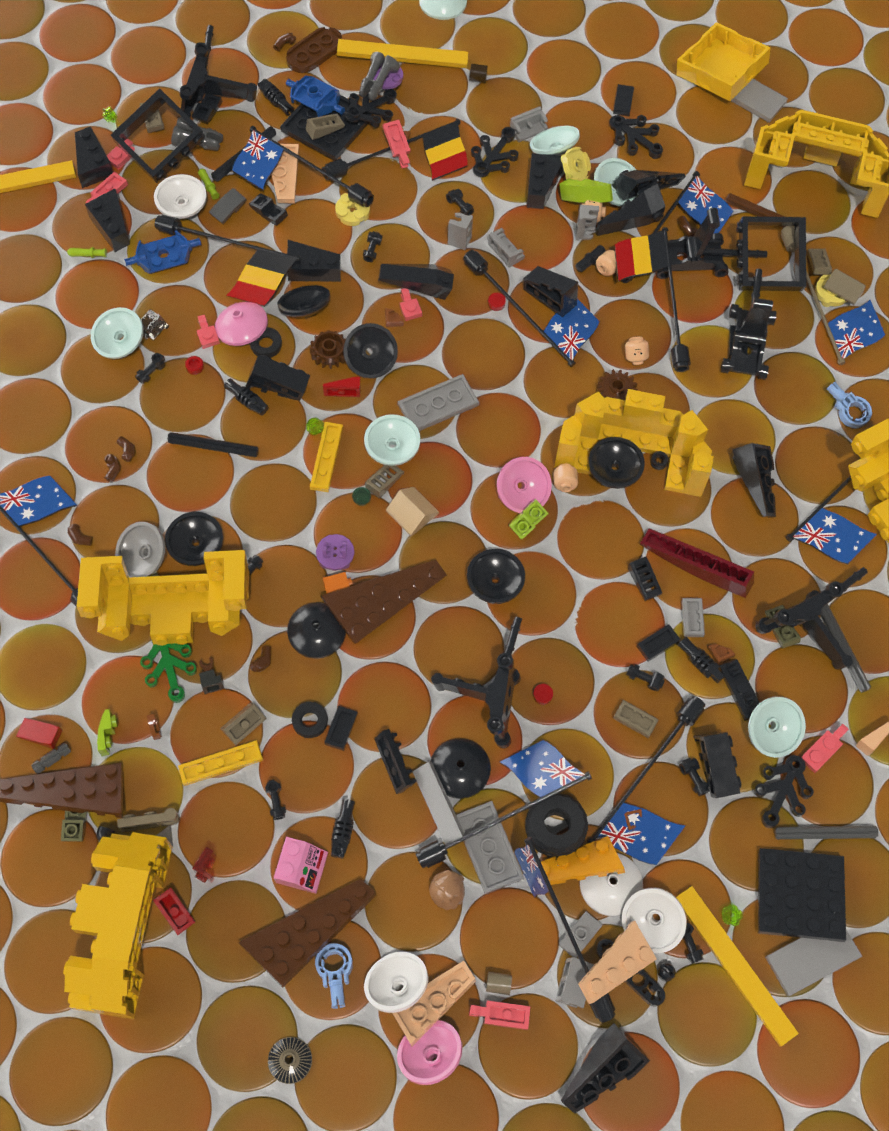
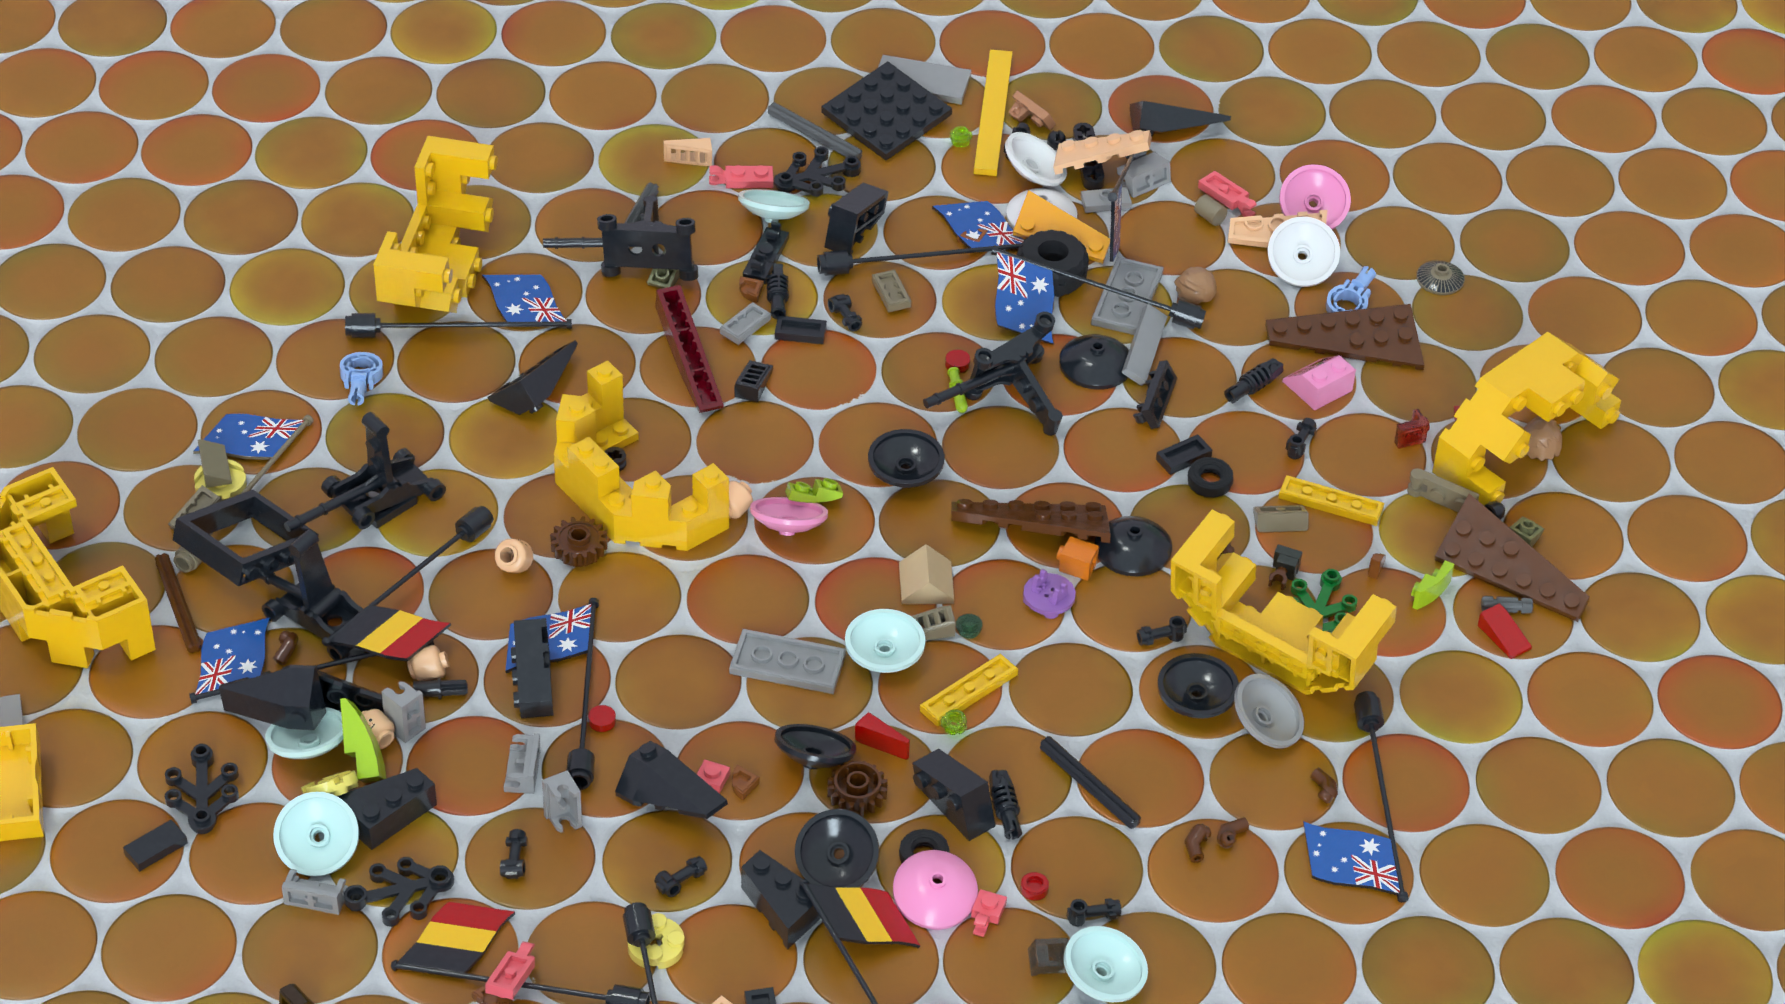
camera: 140 degrees left, 20 degrees down
(525, 671) = (960, 400): none -> lime piece
(620, 454) = (673, 462): black dish -> none
(689, 767) = (884, 233): black bar -> none
(706, 984) = (1024, 107): none -> nougat hinge

